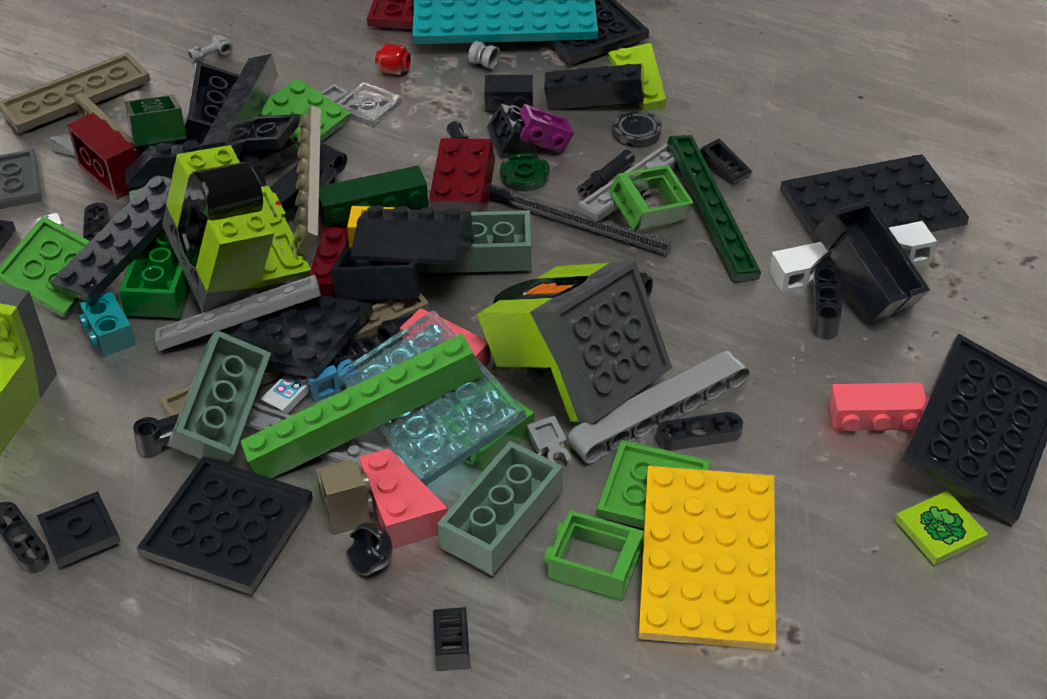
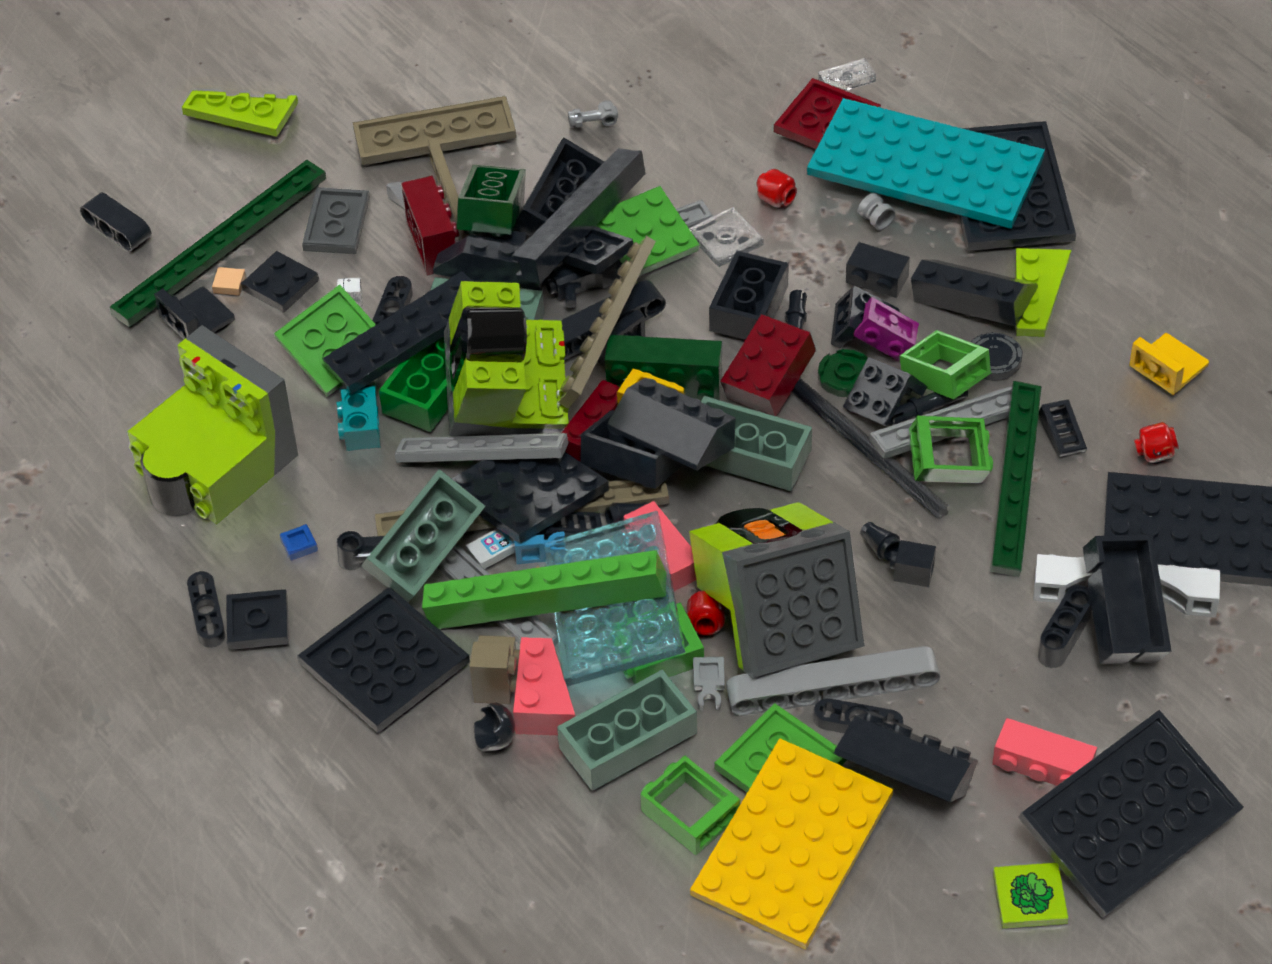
camera: 25 degrees right, 5 degrees up
(90, 447) = (298, 542): none -> blue tile
(414, 134) = (748, 289): none -> black brick
(454, 657) = (521, 853): black slope -> none
(517, 383) = (705, 613): none -> red head
(566, 173) = (880, 391): none -> black bracket
(607, 139) = (969, 363): none -> bright green window
(671, 292) = (913, 563): none -> black brick
(770, 443) = (907, 757): none -> black slope
(773, 96) = (1167, 362): none -> yellow bracket
(806, 149) = (1156, 442): none -> red head

